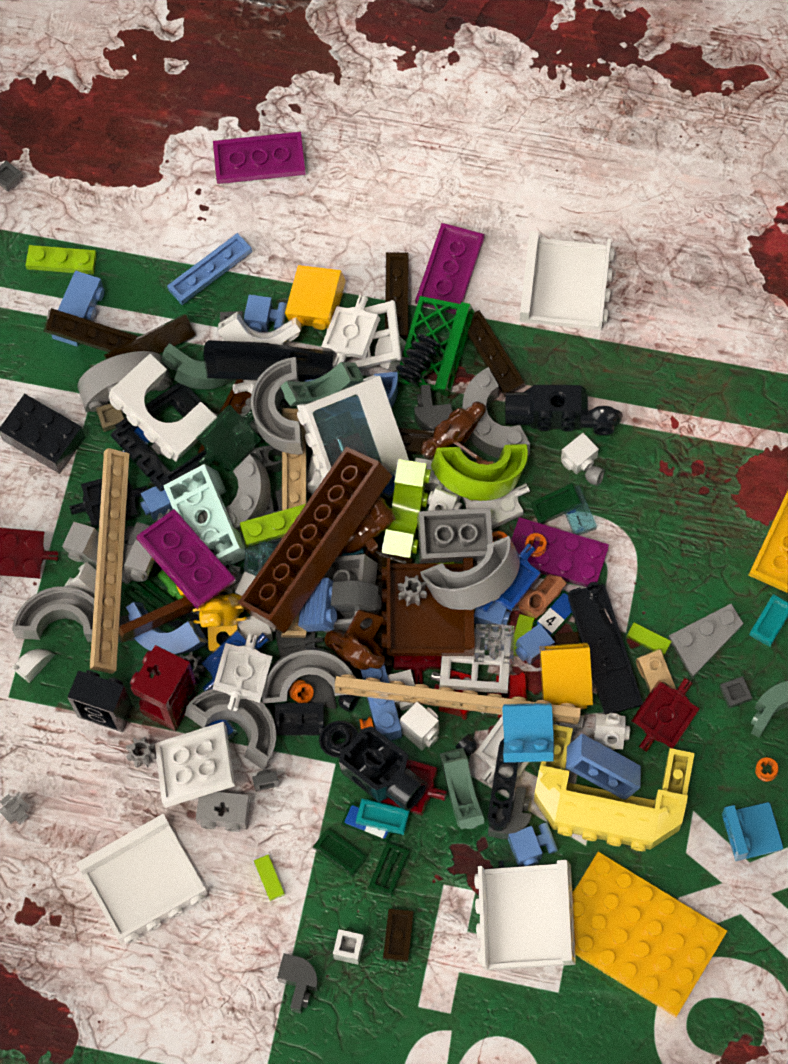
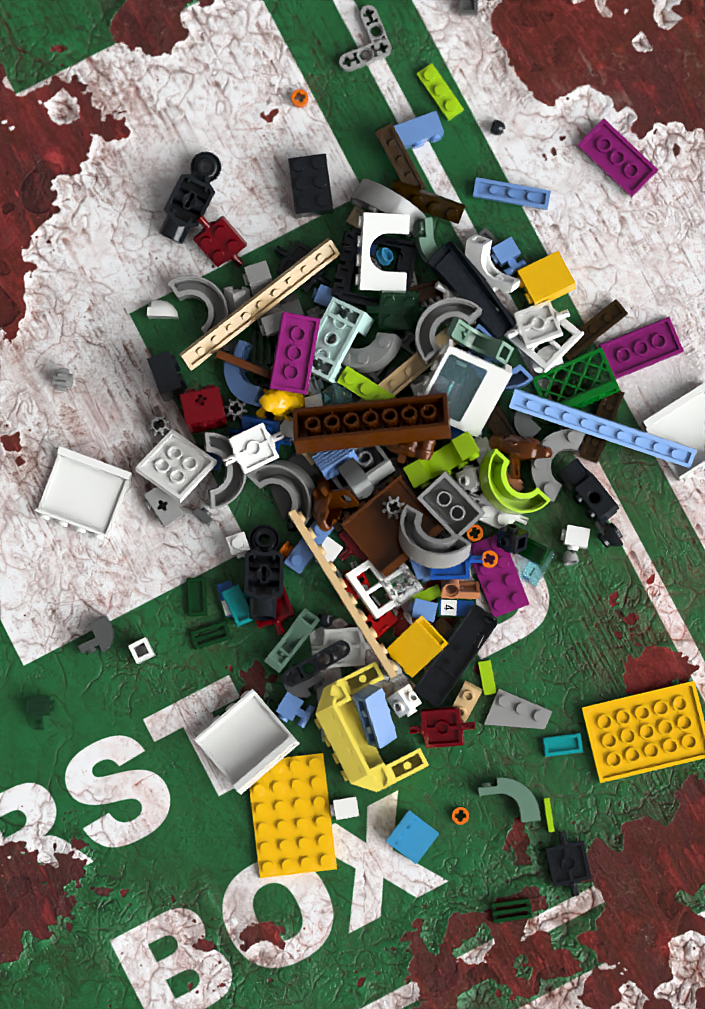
camera: 50 degrees right, 15 degrees up
(138, 236) = (497, 126): none -> black hinge
(166, 416) = (384, 256): none -> dark azure plate
(269, 877) = (147, 567): lime piece -> none
(297, 687) = (274, 496): orange bush -> none
(299, 719) = (258, 504): black hinge -> none
(323, 768) = (238, 545): none -> white brick
(398, 935) = (174, 673): dark brown plate -> none
(417, 359) = (553, 383): black piece -> none
(420, 726) = (311, 583): white brick -> none
(495, 349) = (602, 428): none -> light blue plate
(528, 732) = (354, 655): dark azure bracket -> none
(533, 507) = (512, 538): none -> black brick
(671, 873) = (344, 808): none -> white brick
(735, 692) = (494, 759): dark grey plate -> none

